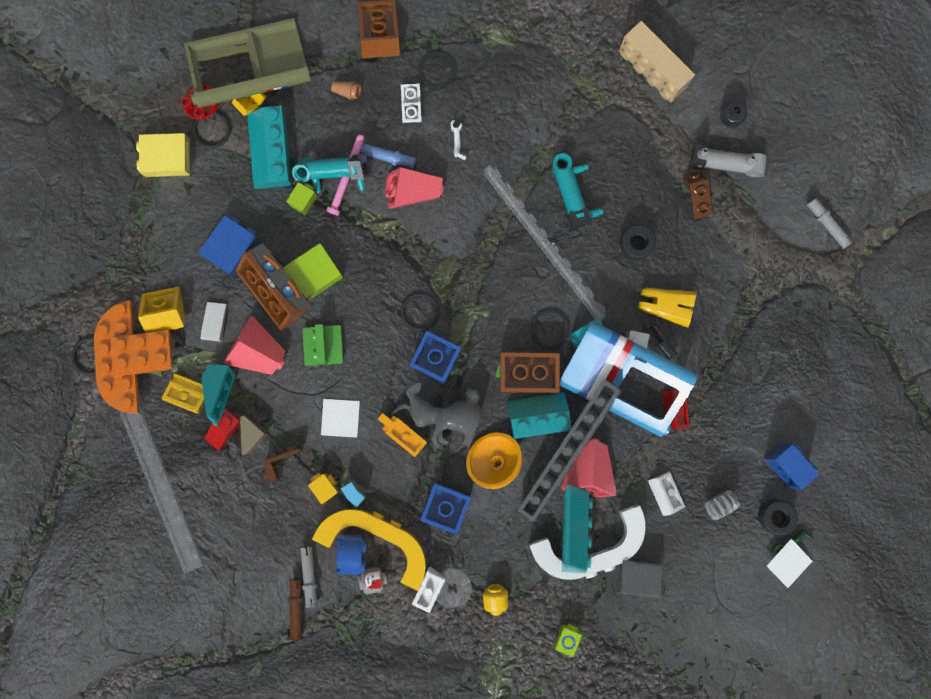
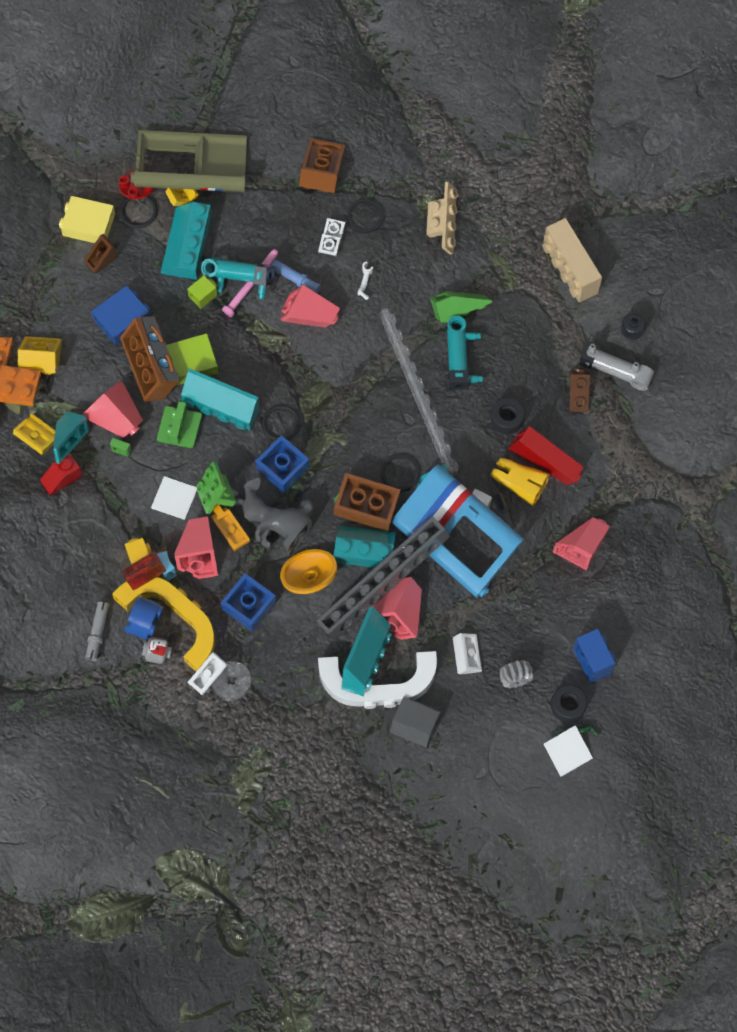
camera: 15 degrees right, 15 degrees down
(188, 188) = (100, 254): none -> reddish brown slope
(213, 322) = (83, 379): white slope -> none
(251, 434) = (85, 488): dark tan slope -> none
(270, 472) = (97, 514): reddish brown bracket -> none
(272, 384) = (120, 447): none -> bright green tile
(295, 609) = (77, 649): reddish brown pin -> none
(335, 509) = (143, 570): none -> clear red slope
(347, 89) = (276, 209): nougat cone -> none
(355, 309) = (220, 400): none -> slope
(378, 403) = (215, 489): none -> bright green bracket
(379, 468) = (196, 549): none -> coral slope
(495, 599) = (269, 702): yellow head -> none
(513, 51) = (442, 218): none -> tan bracket
(554, 140) = (457, 304): none -> bright green slope
(568, 639) = (328, 759): lime brick -> none
(681, 419) = (501, 583): red slope -> none
(686, 274) = (546, 456): none -> red slope
(749, 352) = (582, 543): none -> coral slope
(830, 224) = (698, 448): light grey pin -> none

